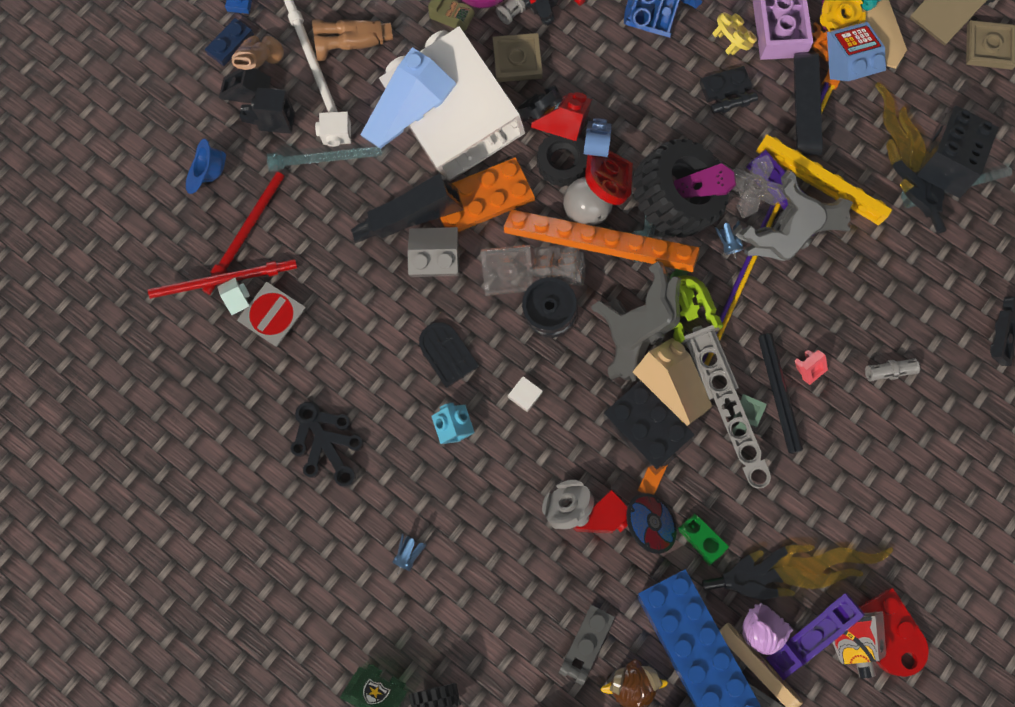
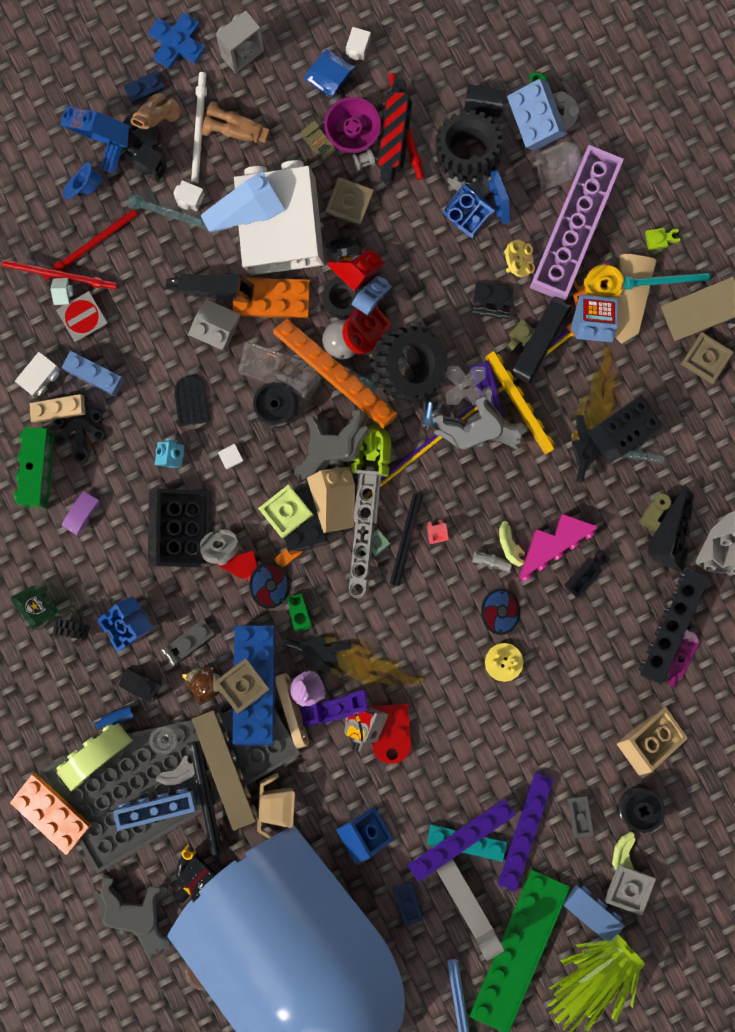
camera: 25 degrees right, 10 degrees up
(223, 96) = (99, 128): none -> blue piece
(248, 405) = (38, 375): none -> white piece
(290, 433) = (57, 408): none -> tan plate
(295, 517) = (35, 468): none -> green brick
(315, 373) = (93, 374): none -> medium blue brick
(376, 547) = (80, 512): none -> medium lavender slope
(405, 558) = (93, 530): flat silver piece -> none
(500, 658) = (125, 623): none -> blue brick
(504, 507) = (177, 526): none -> black slope
(630, 421) = (285, 511): none -> yellowish green tile
(693, 664) = (241, 686): none -> dark tan plate
(709, 180) = (430, 368): magenta piece -> none
(780, 111) = (520, 335): none -> olive plate
(909, 346) = (510, 549): none -> yellowish green piece
(937, 422) = (500, 611): none -> shield
(945, 323) = (548, 546): none -> dark pink slope
(961, 481) = (512, 665): none -> light yellow plate

